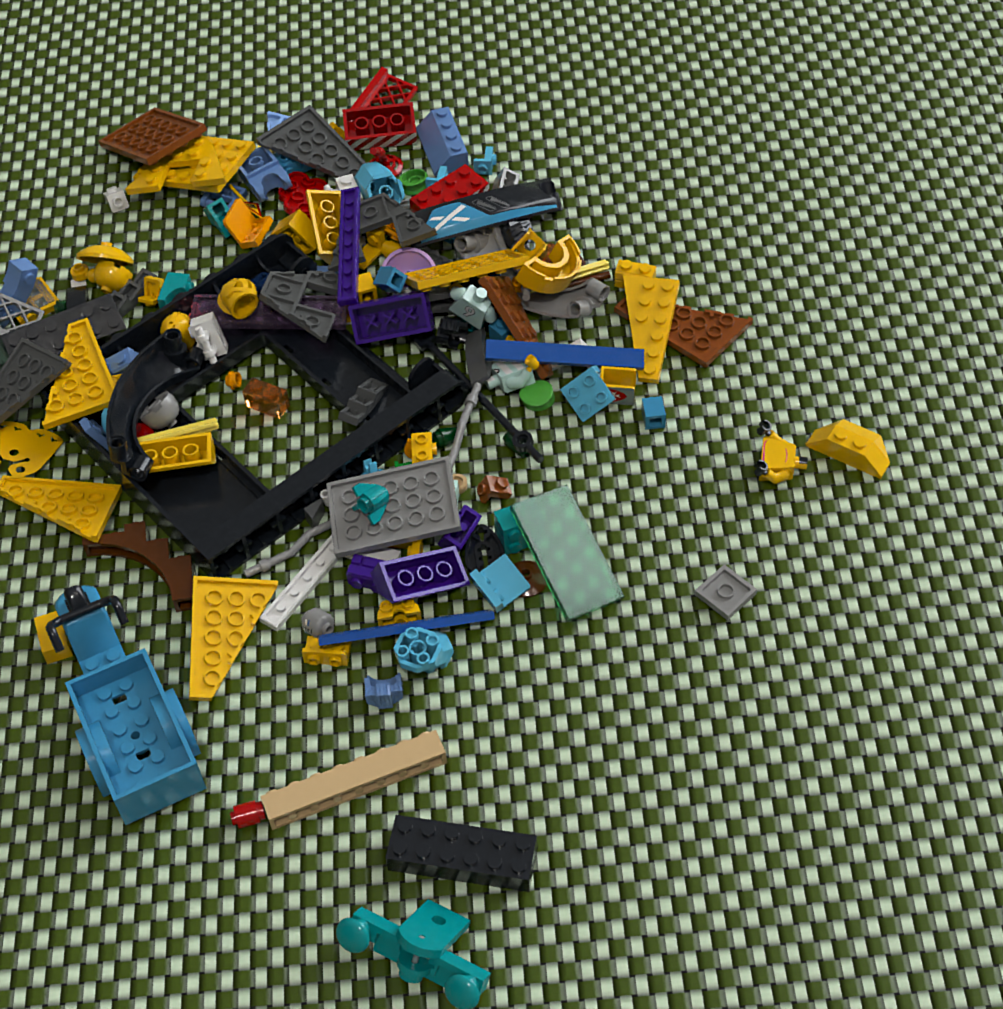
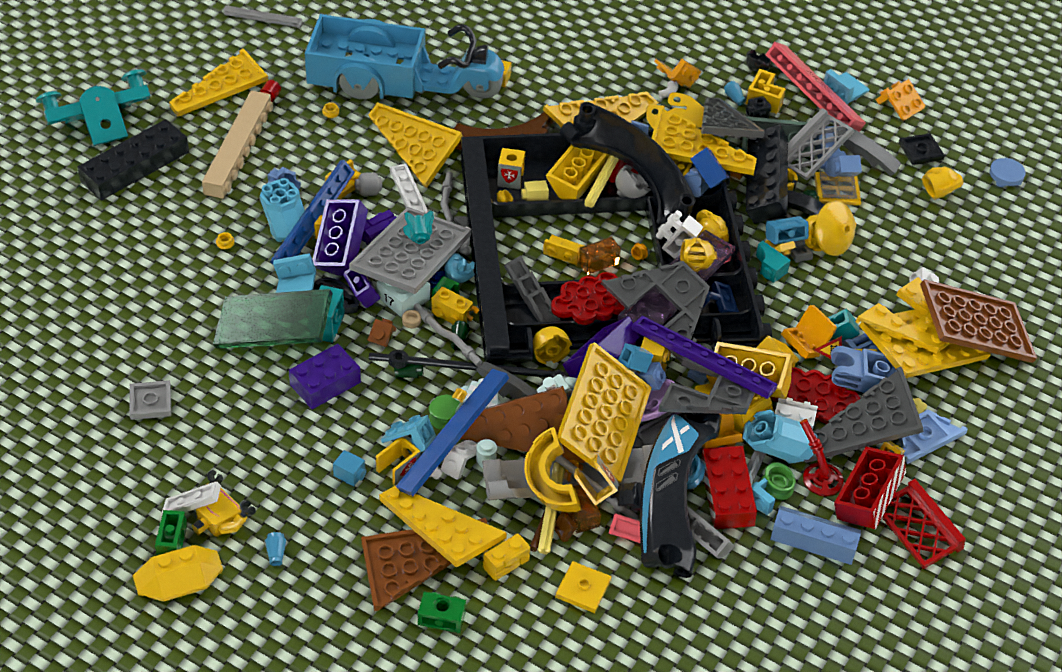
camera: 120 degrees right, 5 degrees down
(112, 341) = (709, 167): none -> blue hinge
(112, 935) = (263, 16): none -> light grey axle
(135, 284) = (787, 230): none -> dark azure brick
(202, 509) = (511, 168): none -> piece
(227, 478) = (535, 191): none -> light yellow brick
(230, 734) = (330, 110): none -> yellow plate
(250, 498) = (504, 196): none -> yellow plate
(259, 874) = (224, 81): none -> yellow wing
(275, 432) = (562, 249): none -> yellow bracket
(337, 359) = (586, 300): none -> red plate
(404, 359) = (551, 345): none -> yellow cylinder
(485, 165) = (758, 548): medium azure bracket -> none
(496, 680) = (225, 240): none -> yellow plate
(540, 228) = (625, 528): none -> coral tile
(556, 335) = (485, 450): none -> light aqua brick
(590, 486) = (324, 376): none -> dark purple brick
(612, 231) = (583, 587): none -> yellow plate
(715, 283) = (447, 620): none -> green brick
(765, 408) = (275, 547): none -> dark azure cone
(791, 475) = (194, 498): none -> white tile
(830, 467) = (171, 531): none -> green brick

